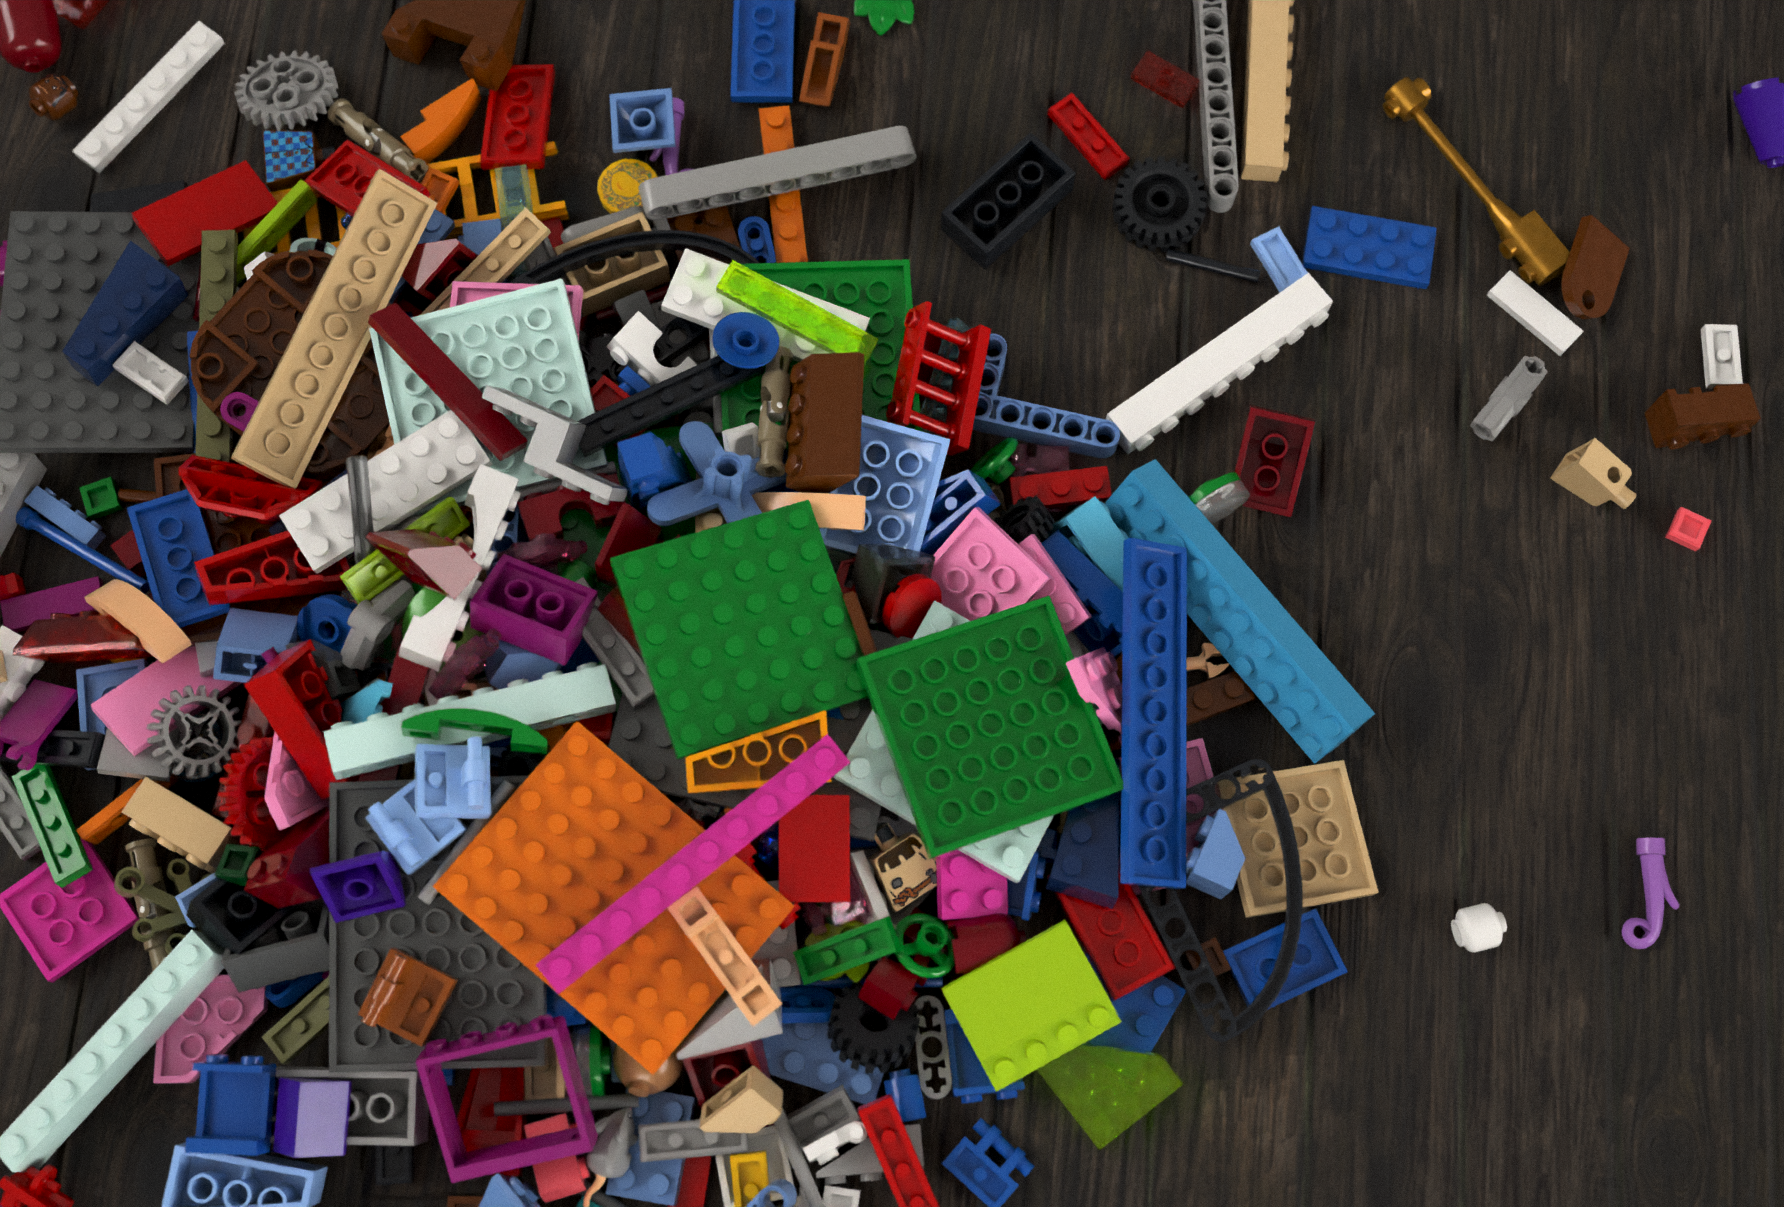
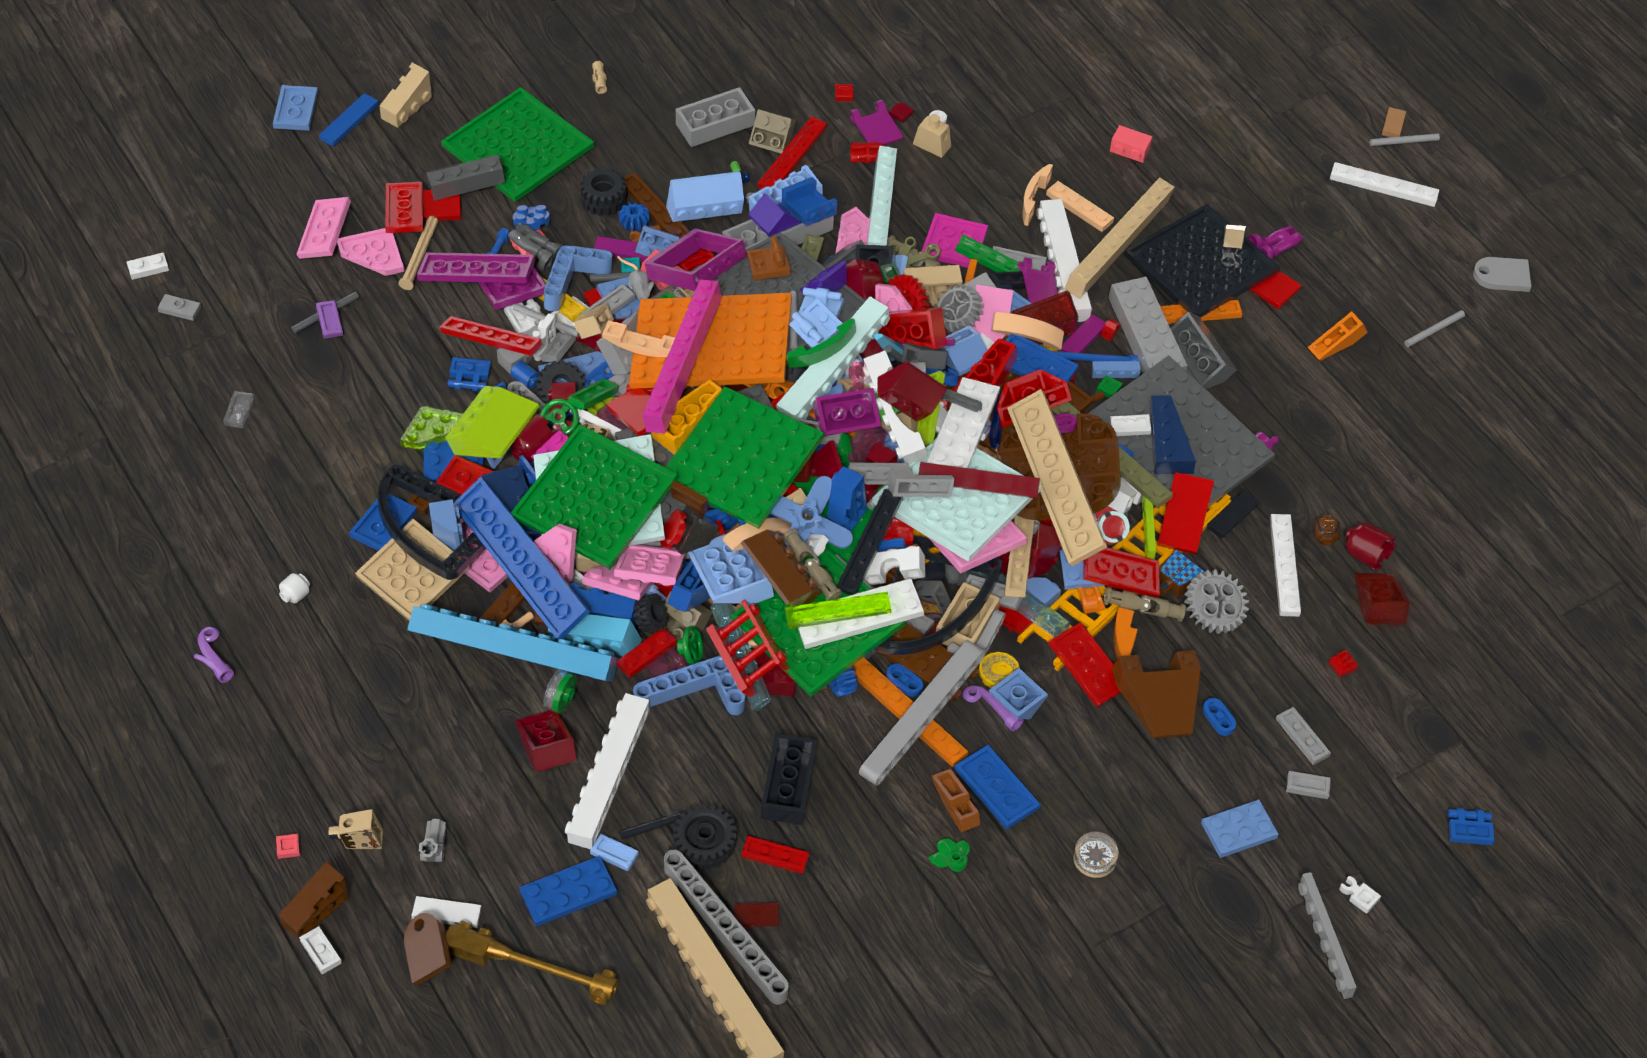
camera: 140 degrees right, 20 degrees down
(745, 330) = (852, 572): blue dish -> none

